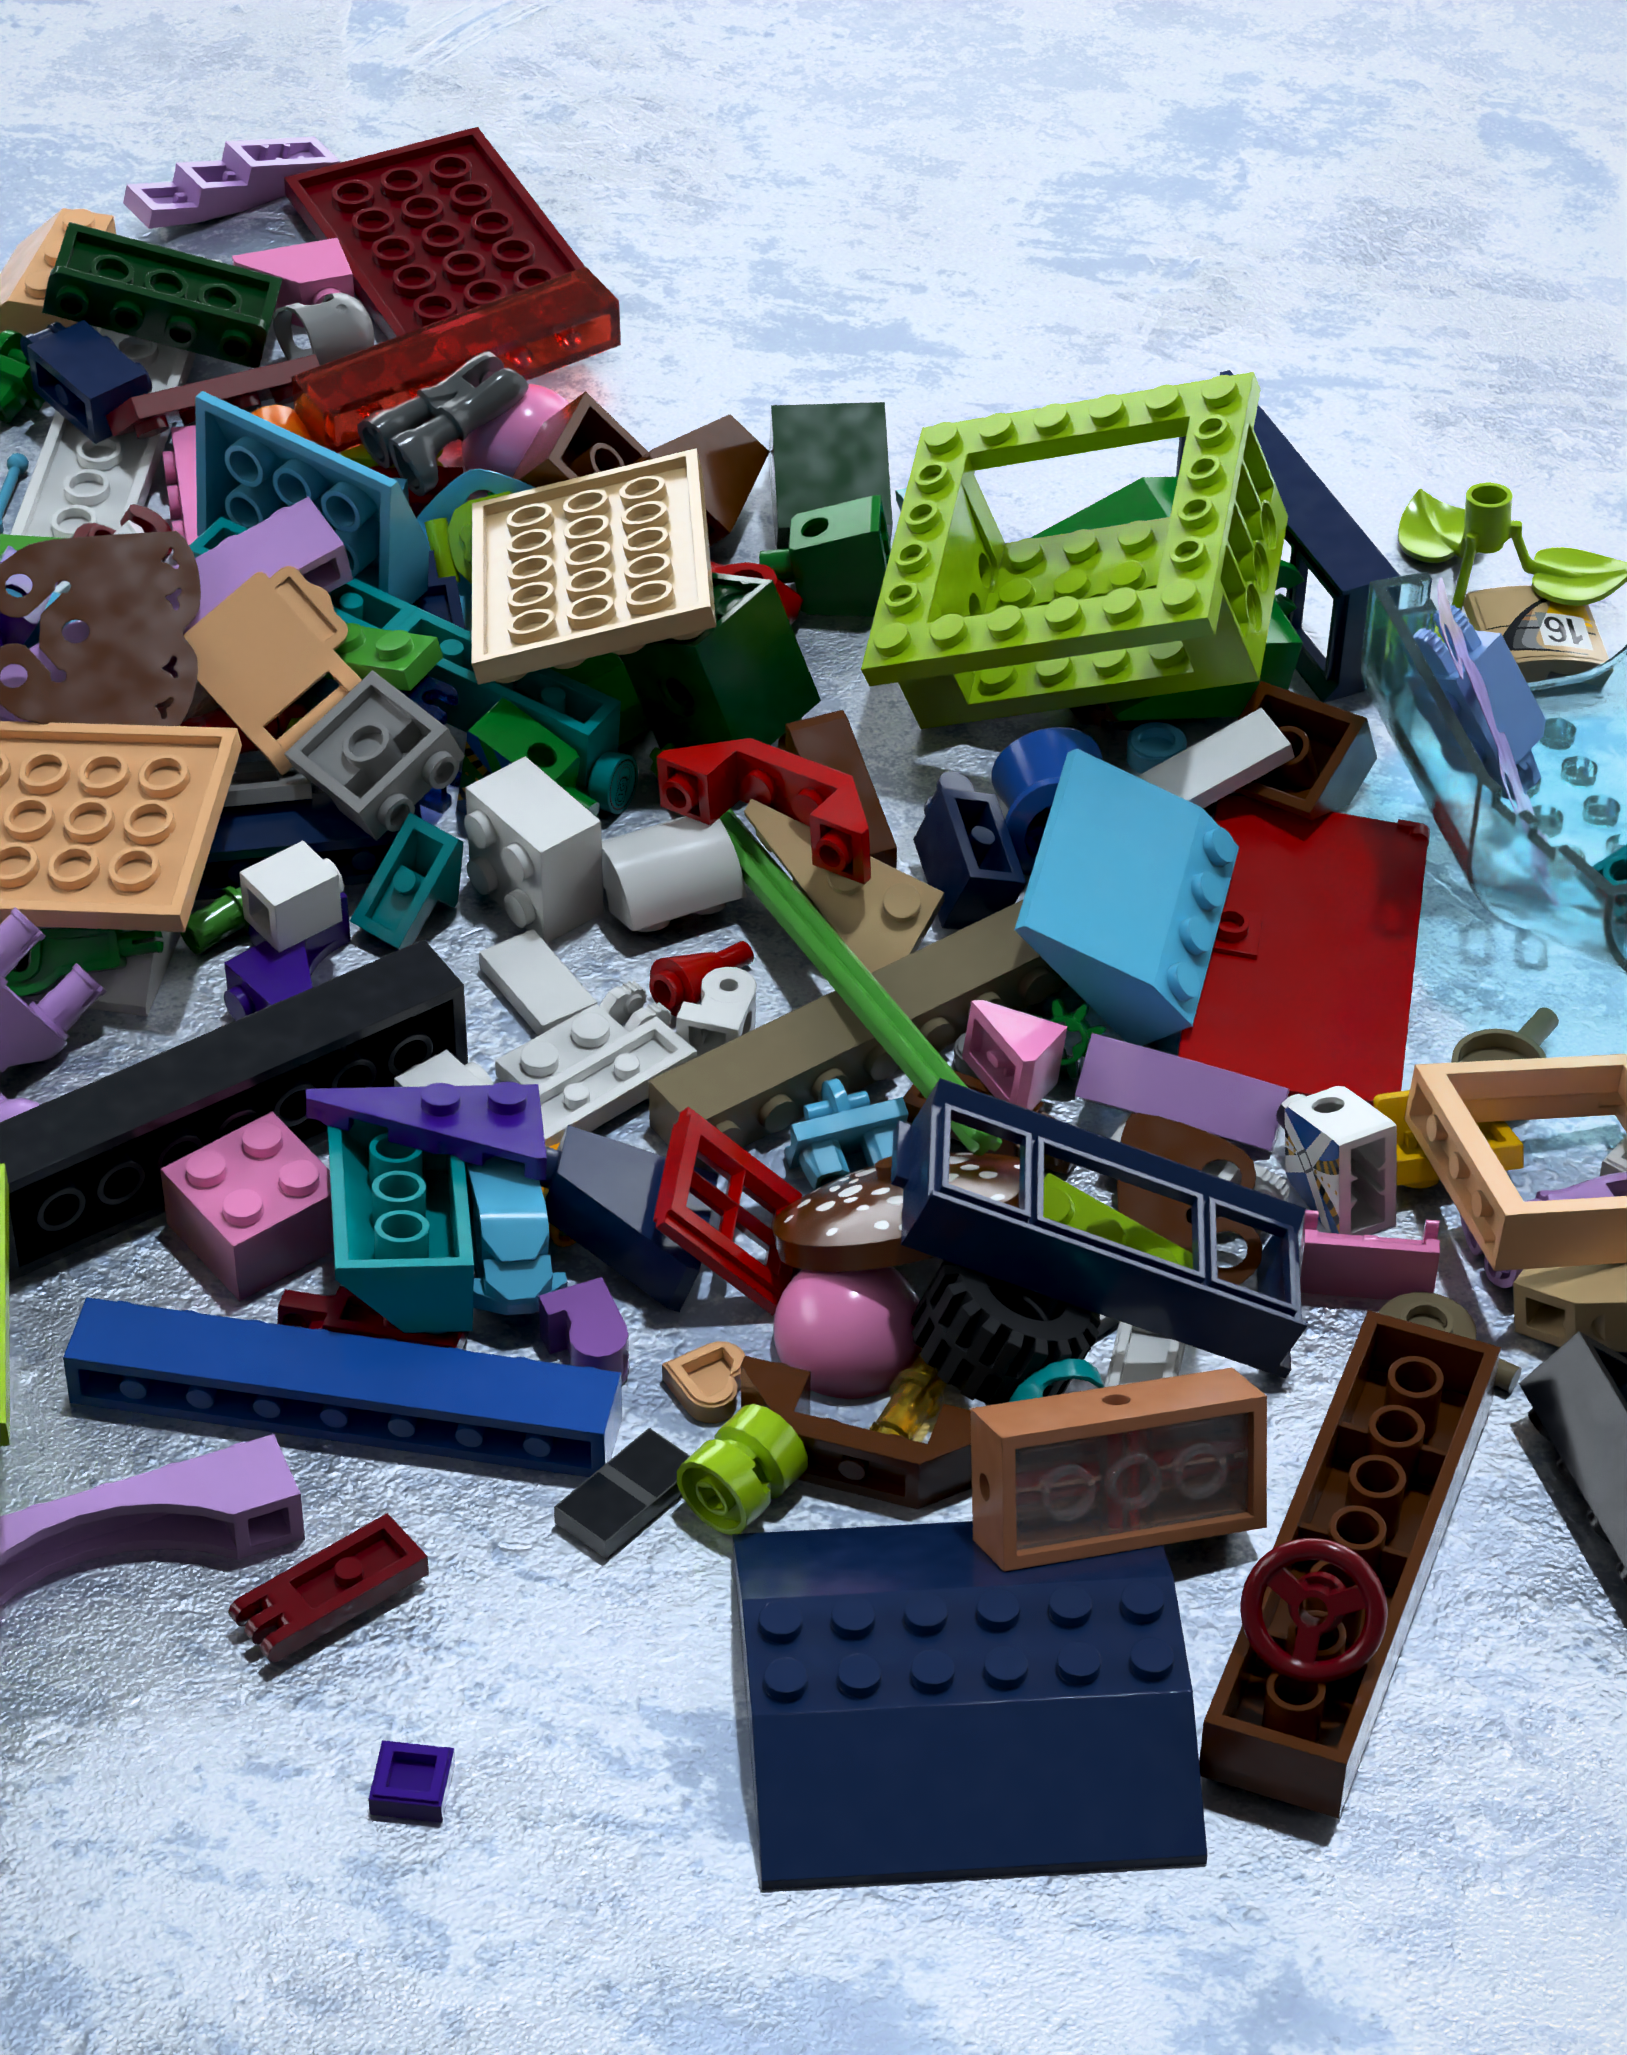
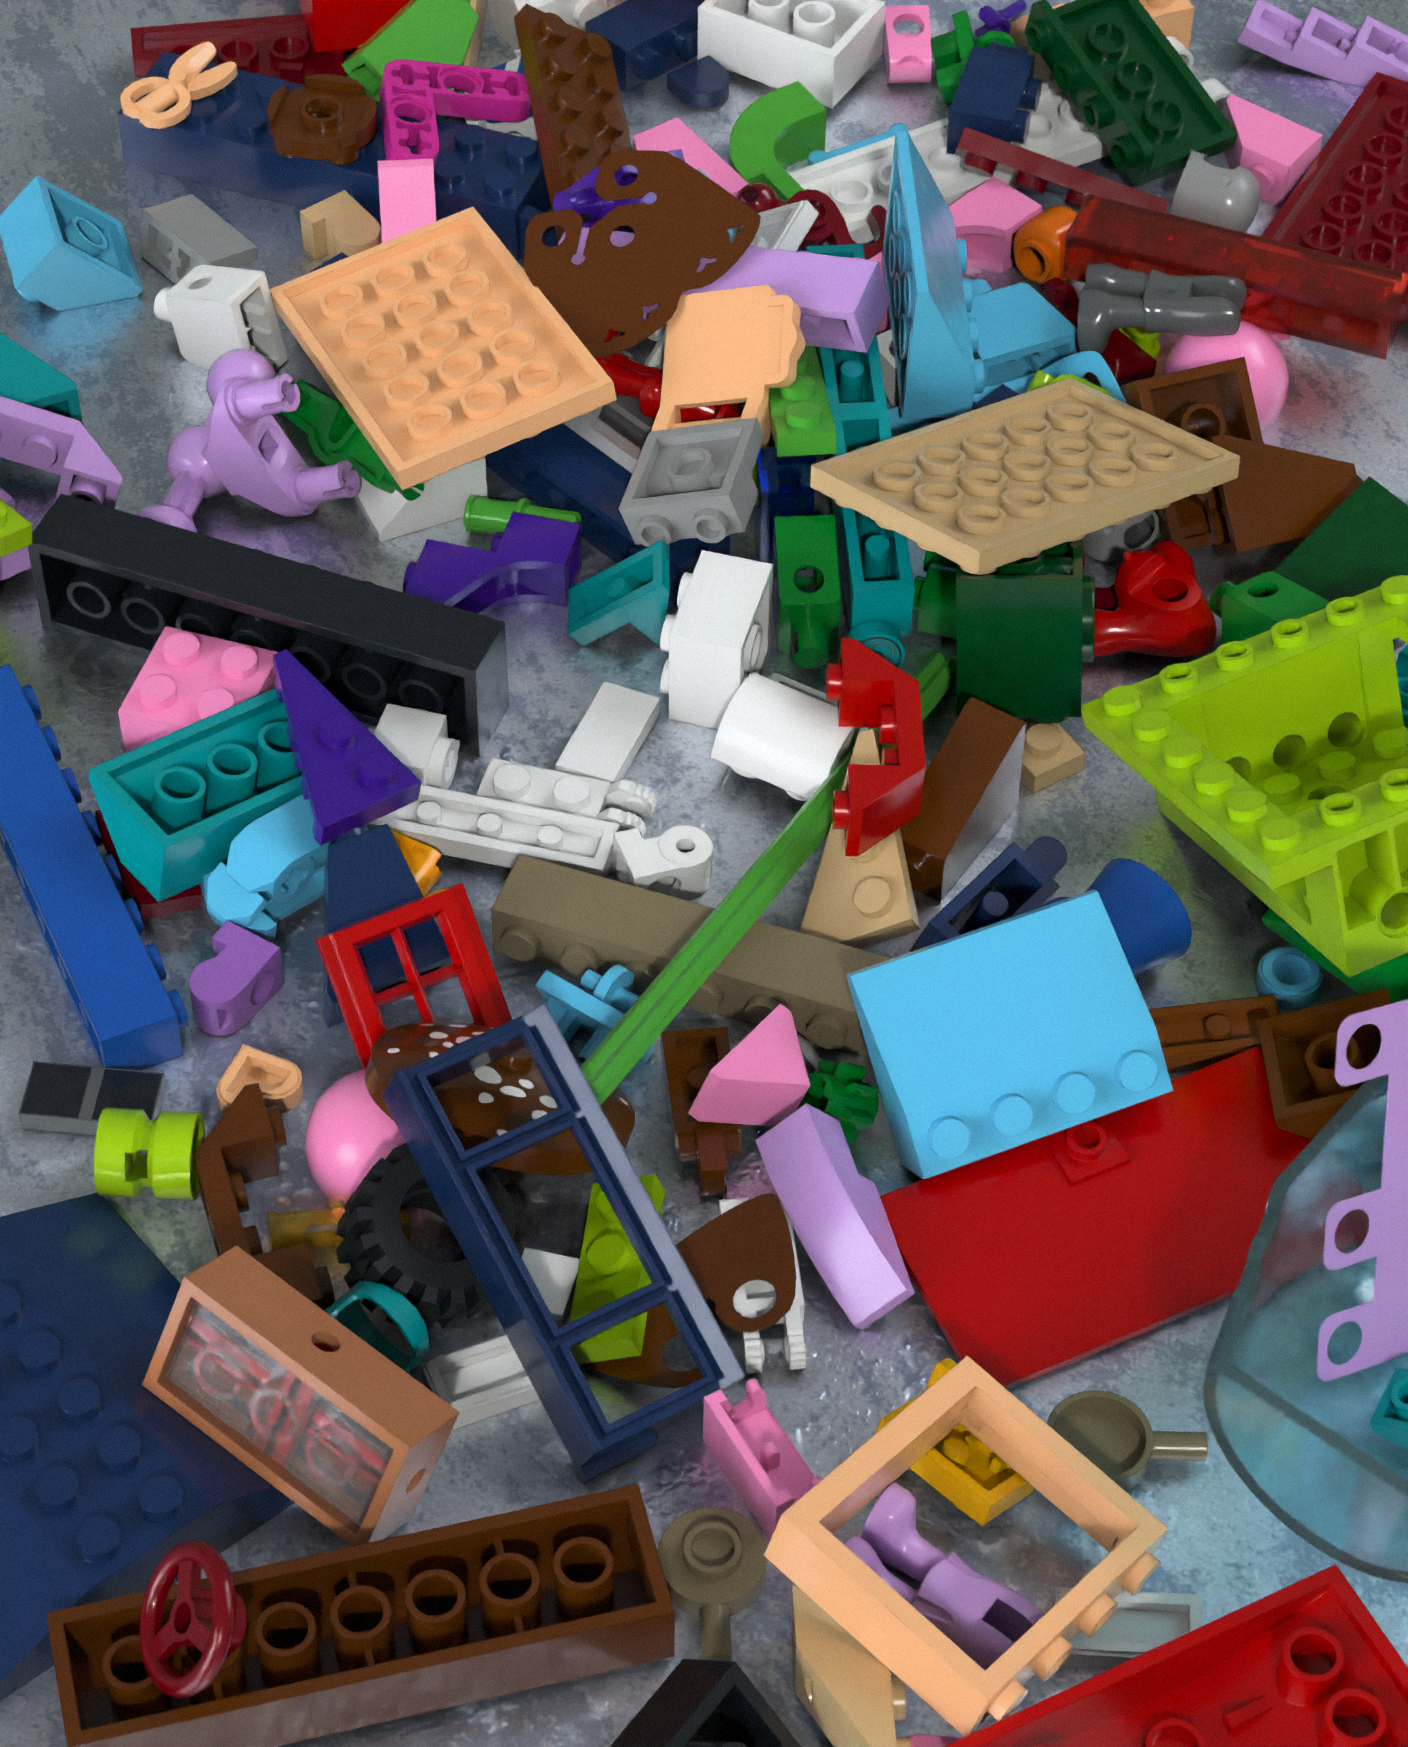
camera: 55 degrees right, 5 degrees up
(291, 896) = (509, 528): white brick -> none
(680, 977) = (689, 810): red cone -> none
(1223, 760) = (1242, 1015): white tile -> none
(1341, 1159) = (858, 1343): white torso -> none

